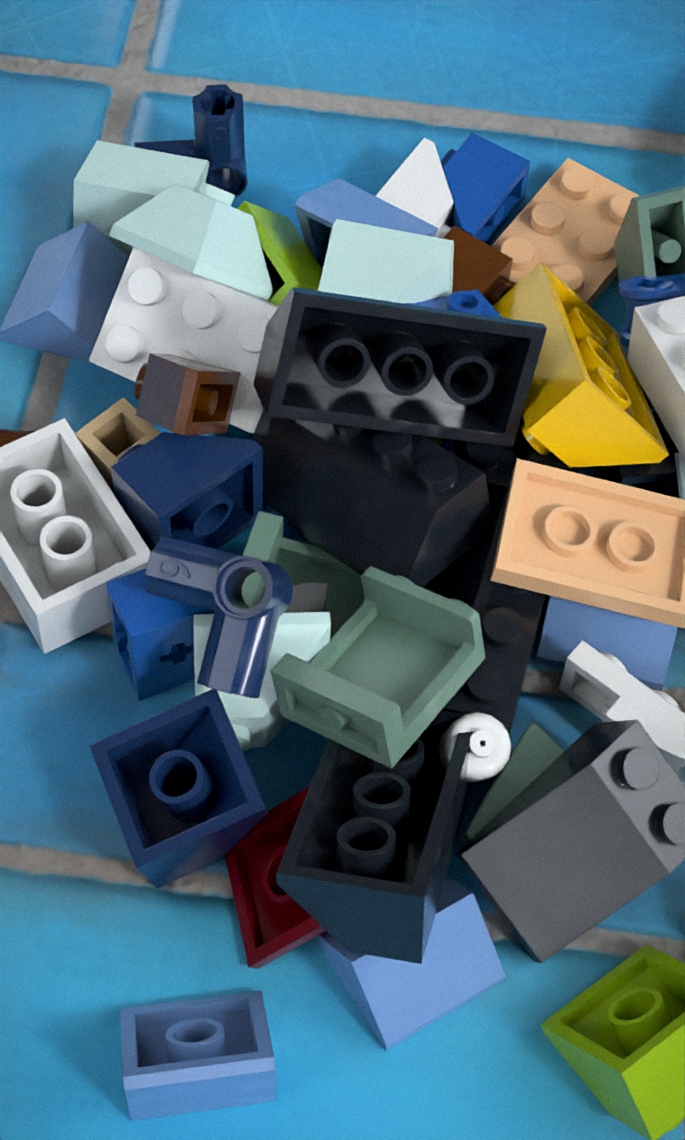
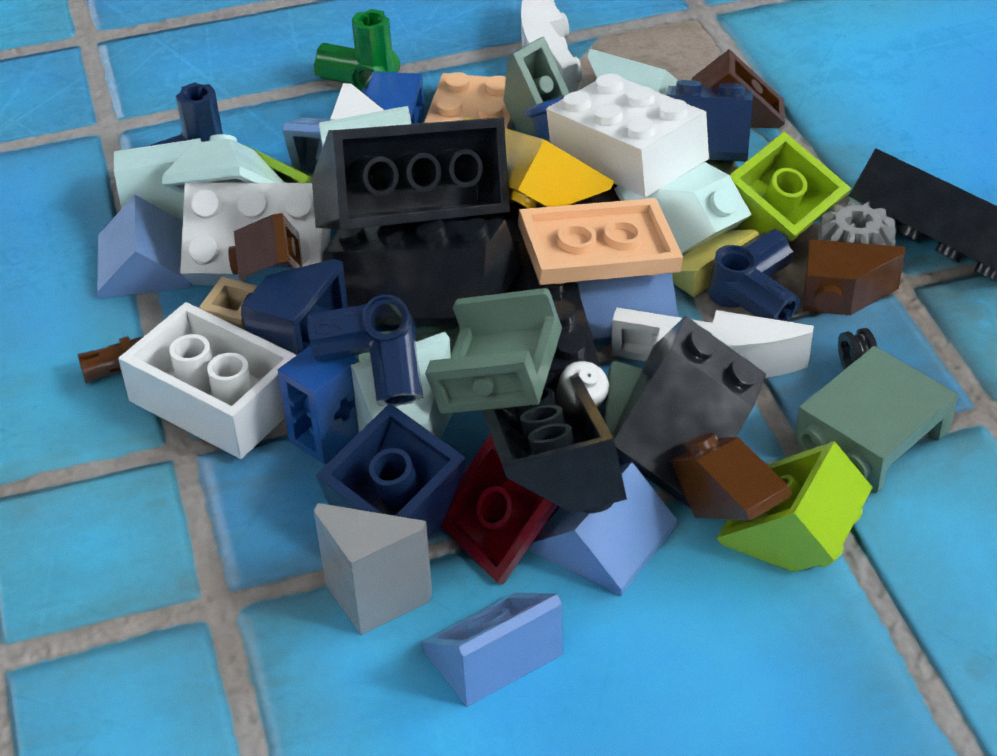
camera: 20 degrees left, 15 degrees down
(98, 898) = (373, 563): none -> light grey slope
(474, 102) = (371, 52): none -> green piece
(580, 971) = (727, 479): none -> reddish brown slope

